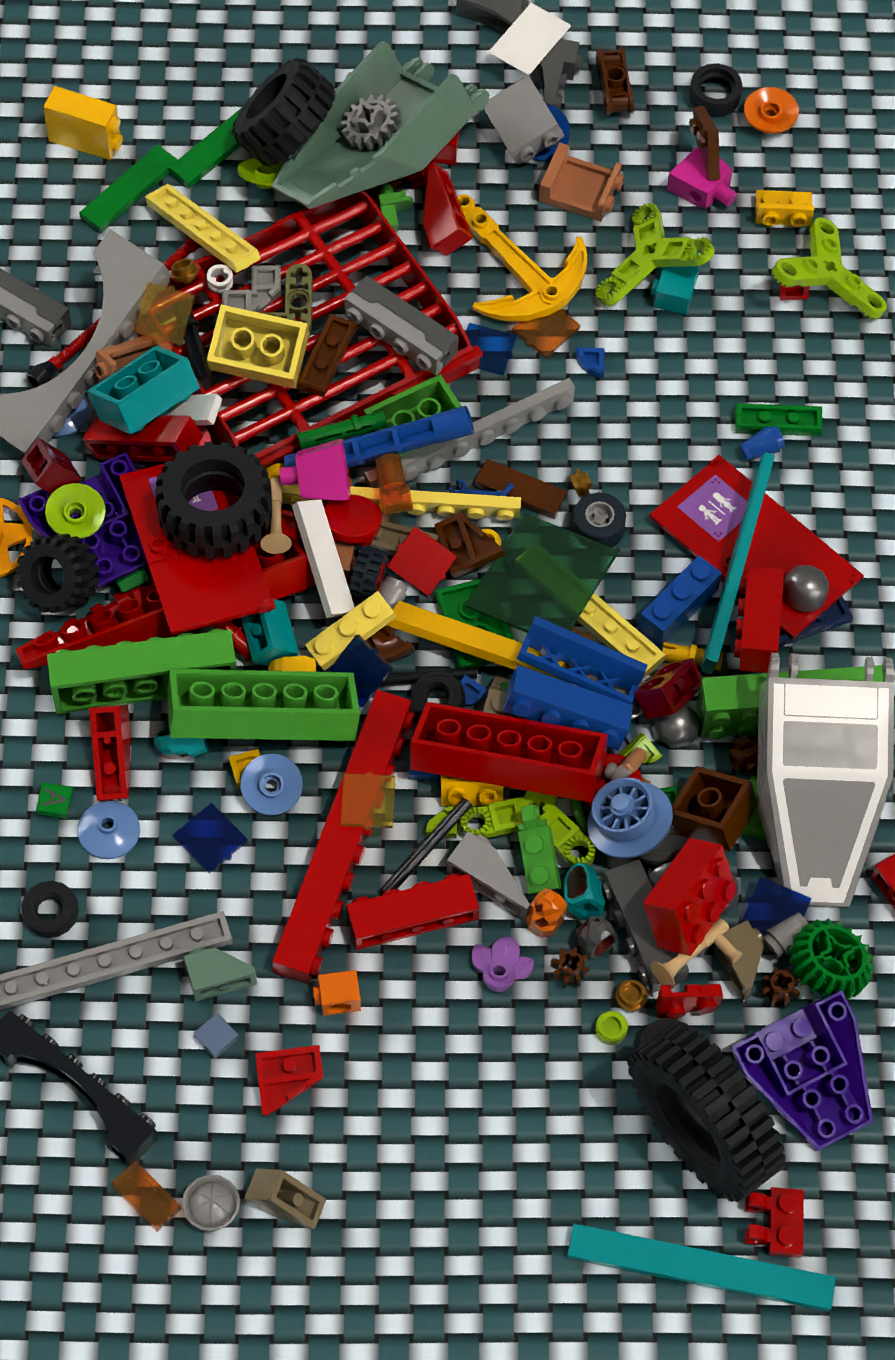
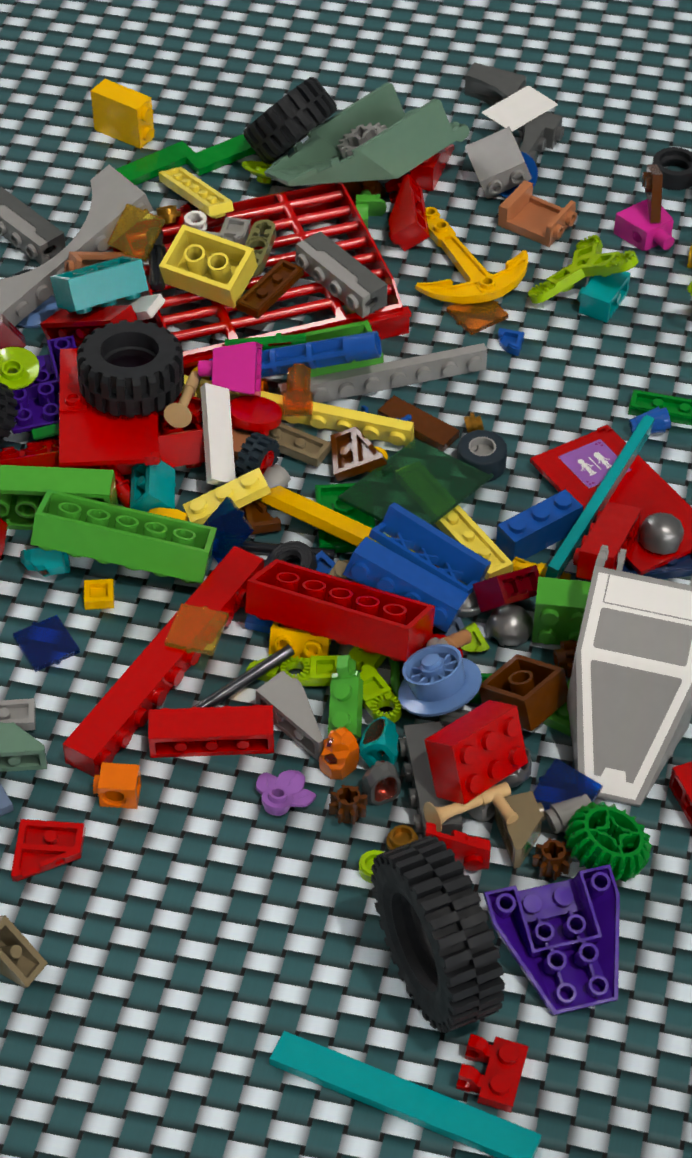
camera: 15 degrees right, 15 degrees down
(276, 769) = (110, 595): medium blue dish -> none
(422, 561) = (310, 459): red piece -> none
(494, 344) = (425, 320): clear blue piece -> none
(614, 81) = (587, 150): reddish brown piece -> none

